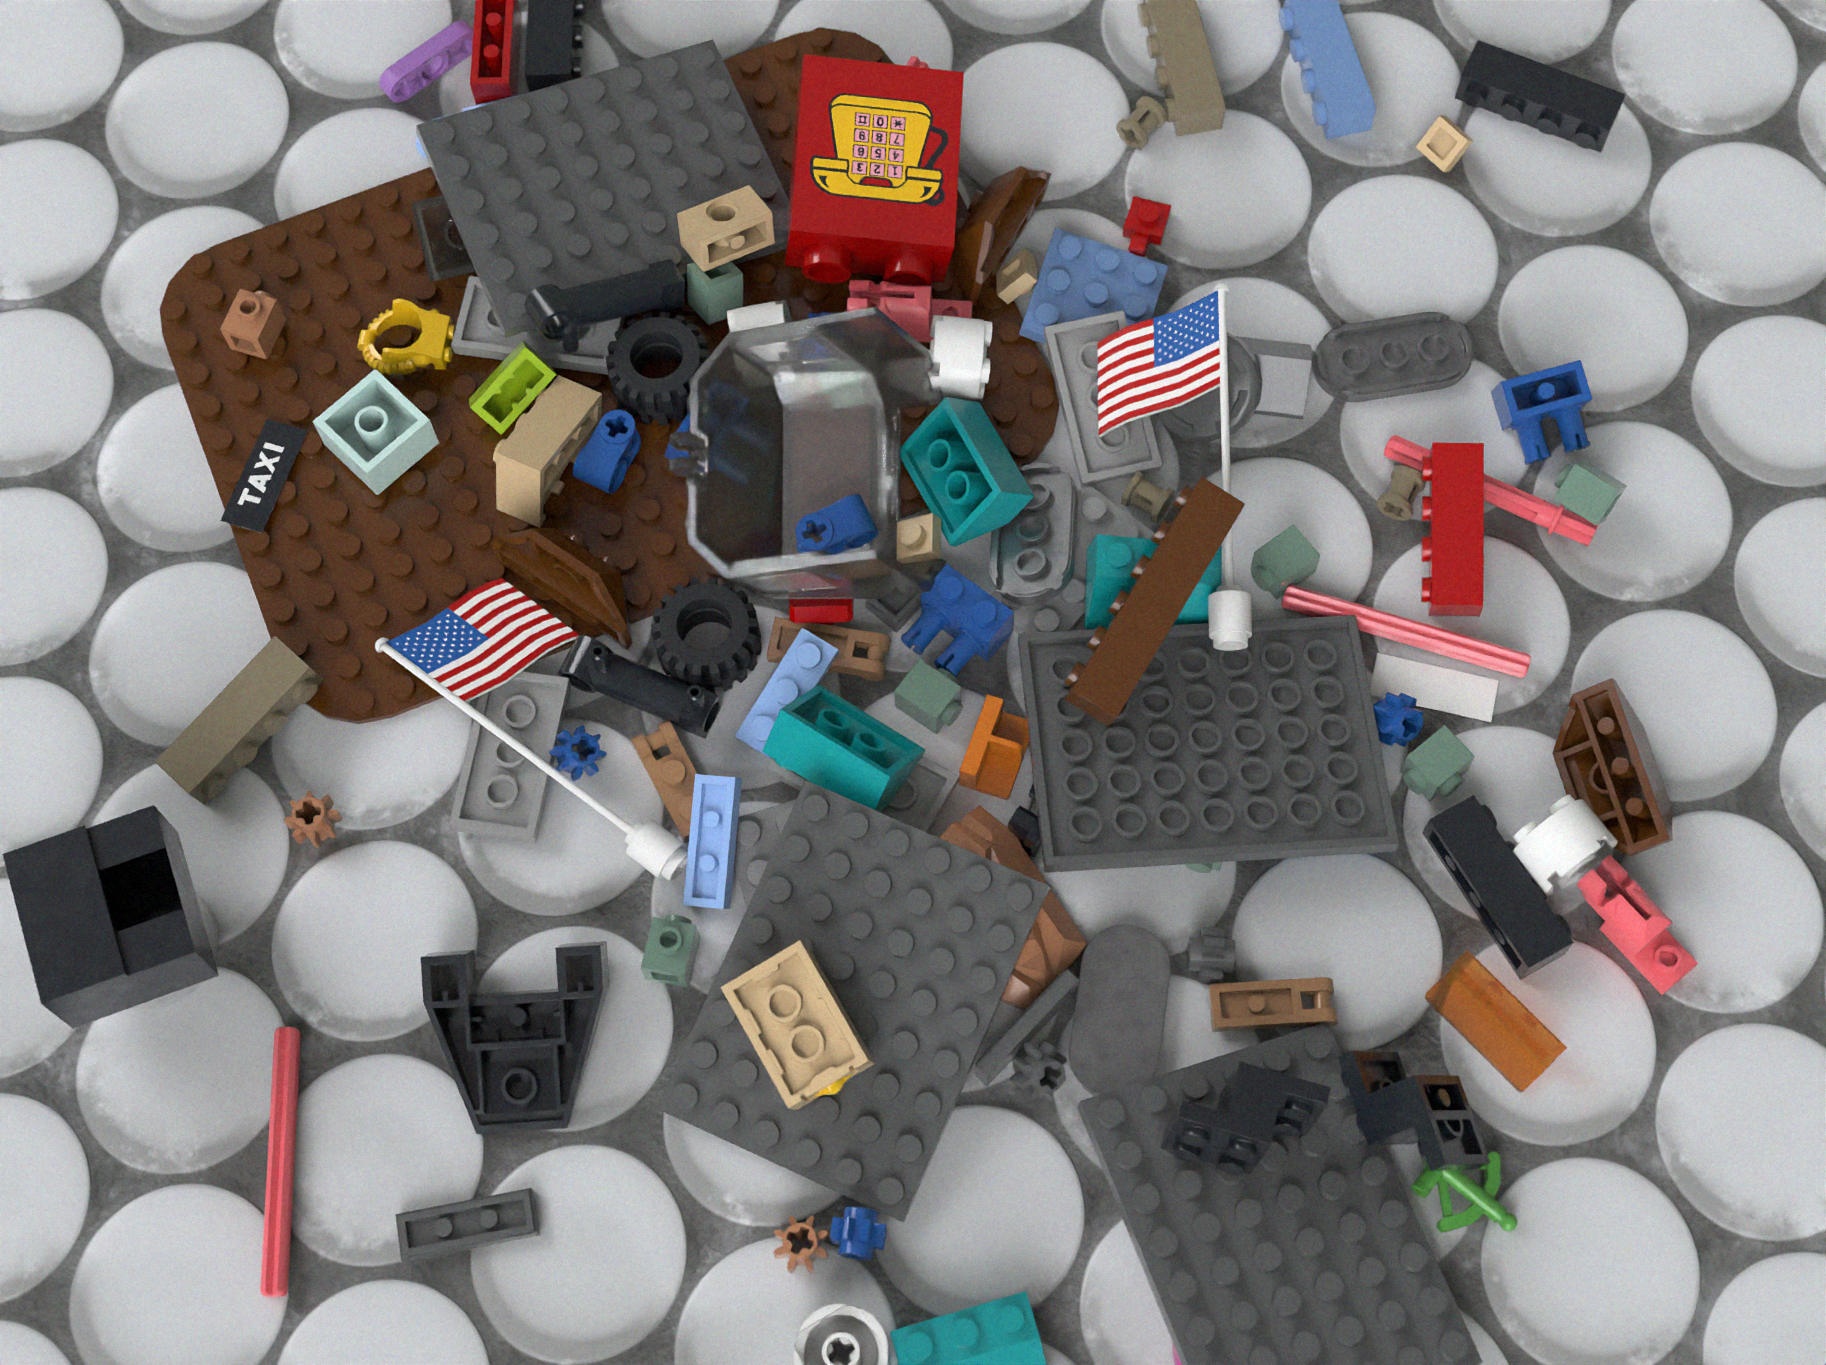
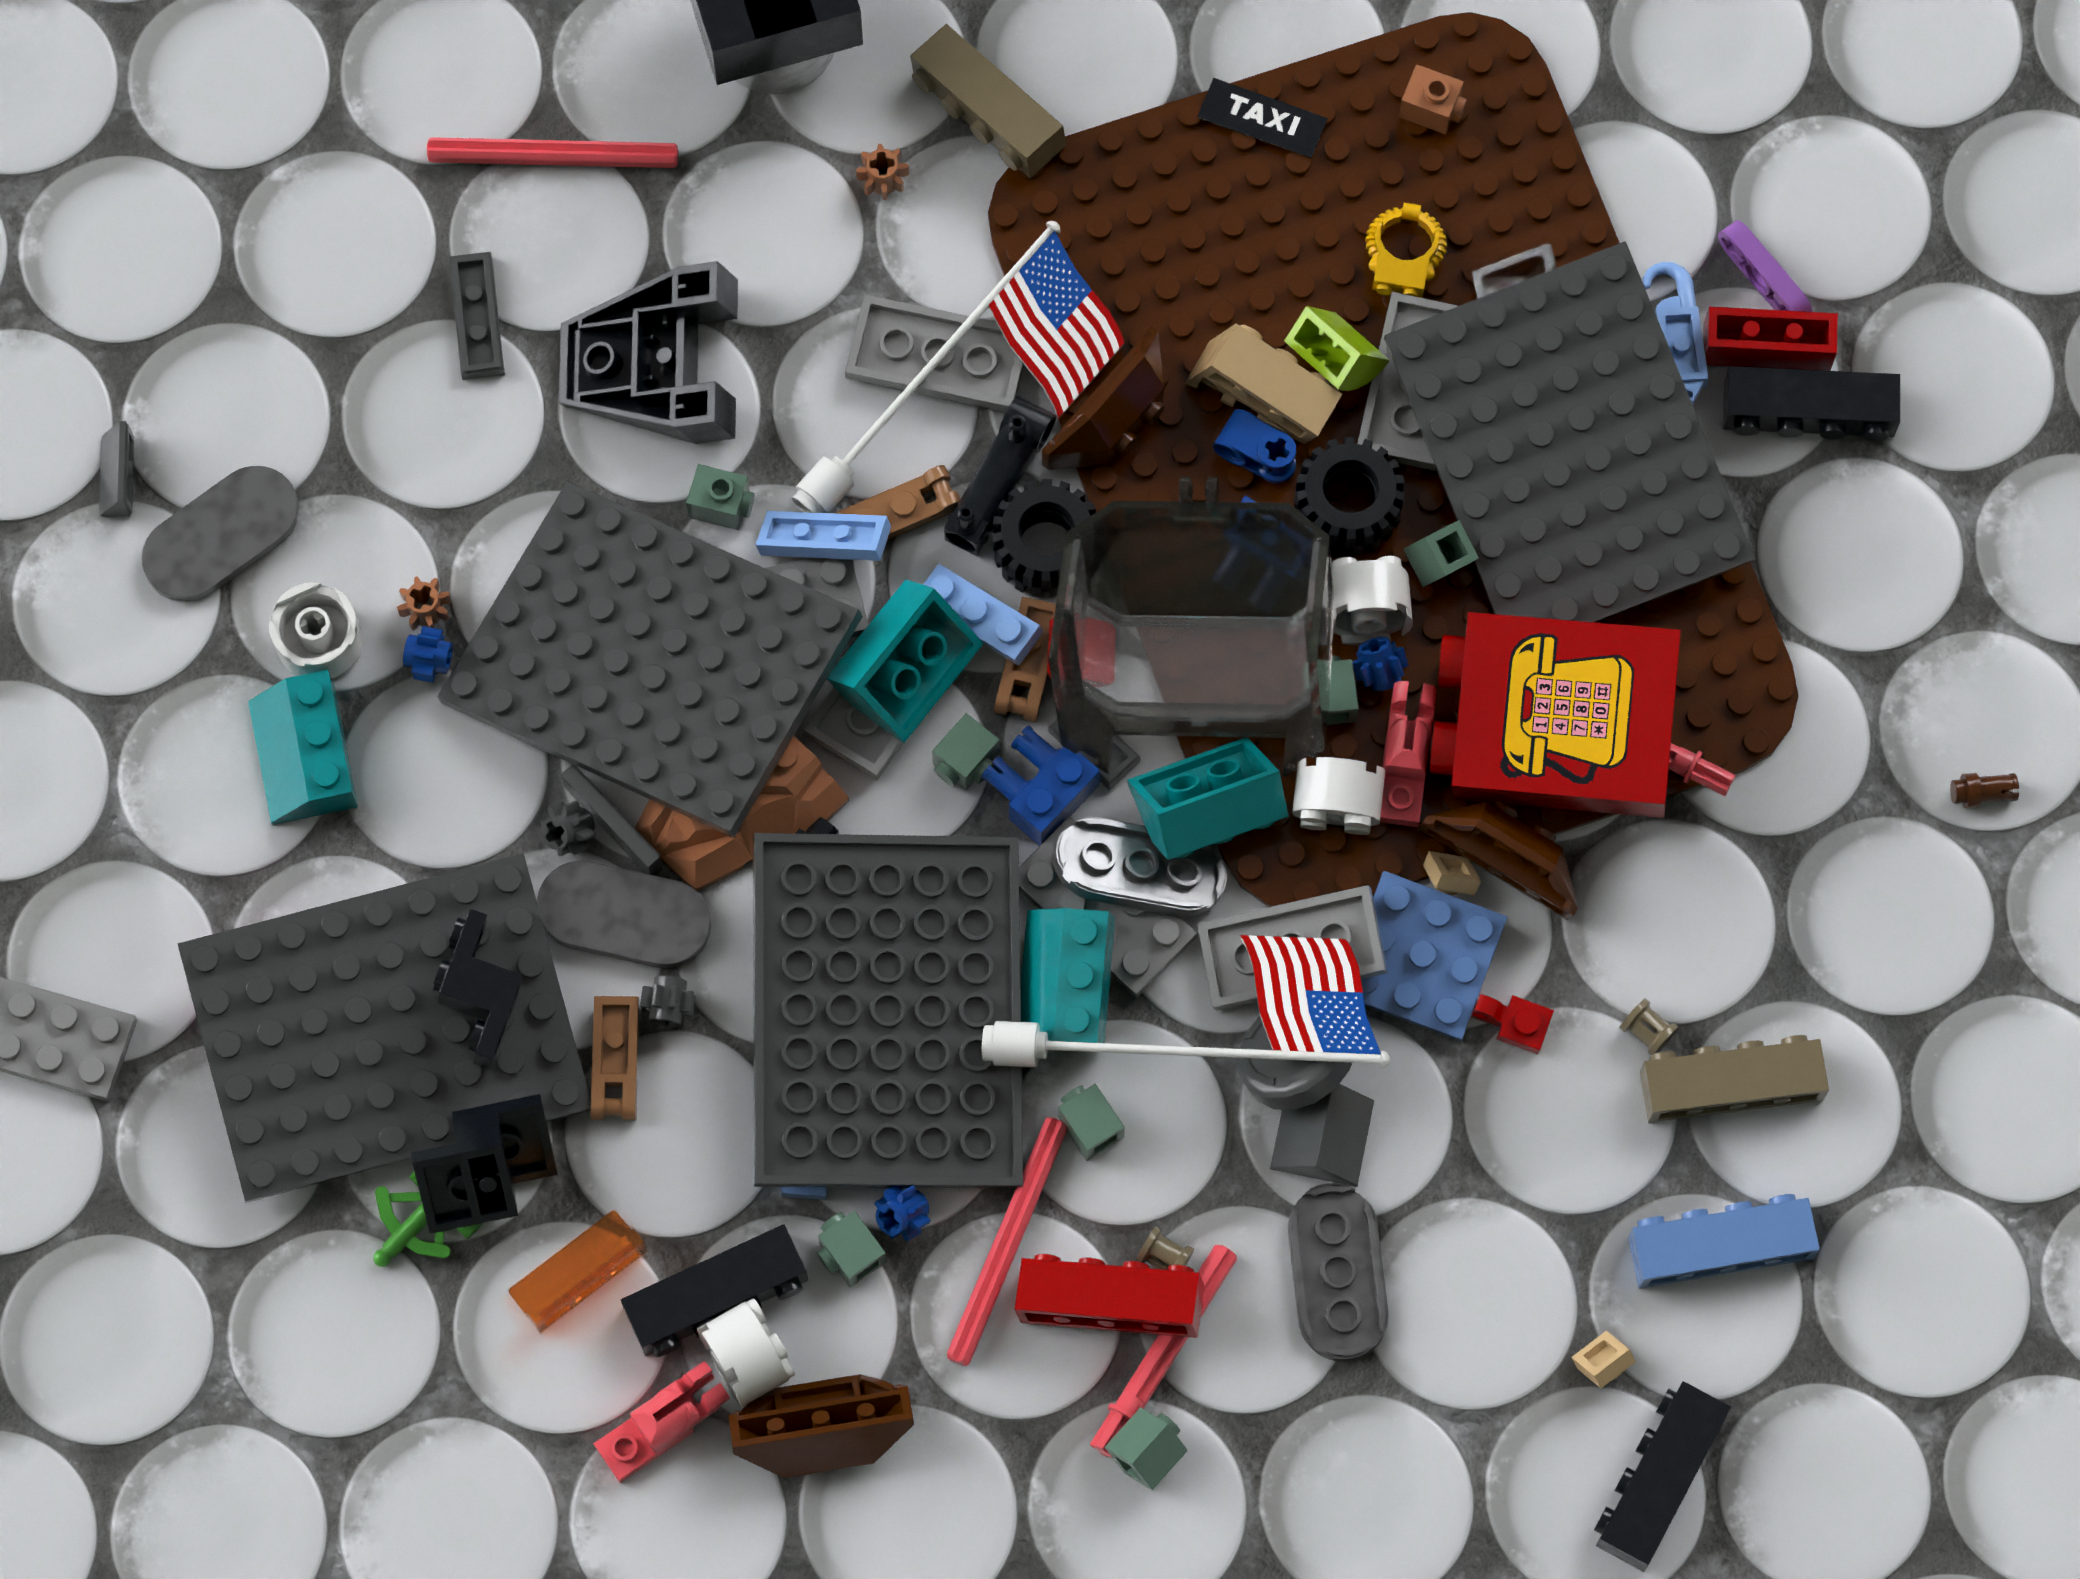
camera: 90 degrees right, 5 degrees up
(376, 431) = (1289, 218): light aqua brick -> none
(562, 312) = (1396, 388): black piece -> none
(586, 745) = (937, 405): blue gear -> none
(726, 228) = (1492, 579): tan brick -> none
(798, 1026) = (611, 593): tan piece -> none
(840, 526) = (1144, 664): blue piece -> none
(919, 539) = (1137, 749): tan plate -> none
(994, 751) = (904, 809): orange panel -> none
(1147, 497) = (1178, 990): dark tan bush -> none
(1154, 600) = (1025, 957): reddish brown brick -> none
(1435, 687) = (945, 1265): white sticker -> none
(1544, 394) = (1264, 1411): blue brick -> none

